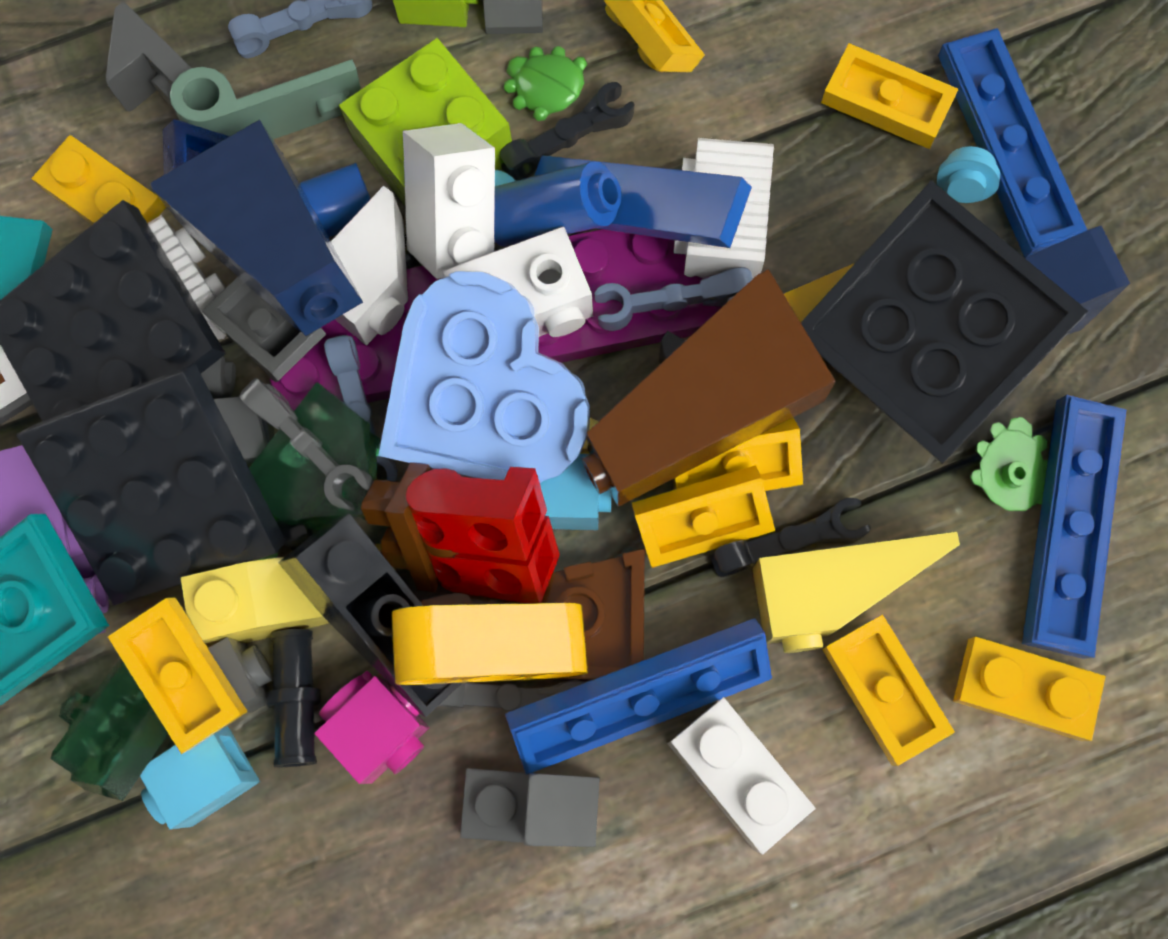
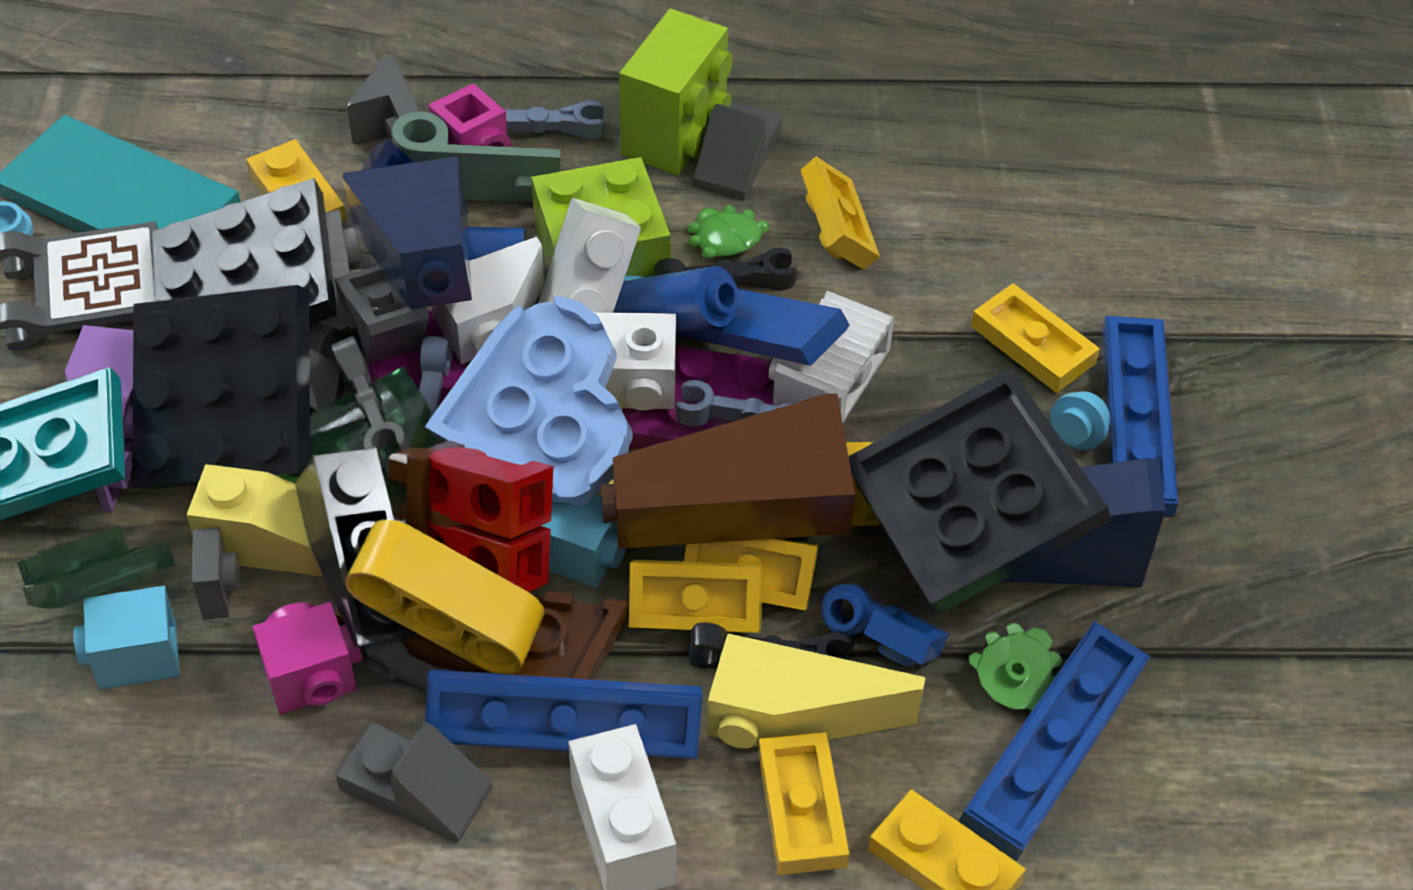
camera: 15 degrees right, 25 degrees down
(177, 674) = (162, 529): yellow plate -> none
(246, 56) = (472, 118): none -> dark pink brick
(293, 698) = (245, 608): black pin -> none
(898, 476) = (901, 634): none -> blue plate

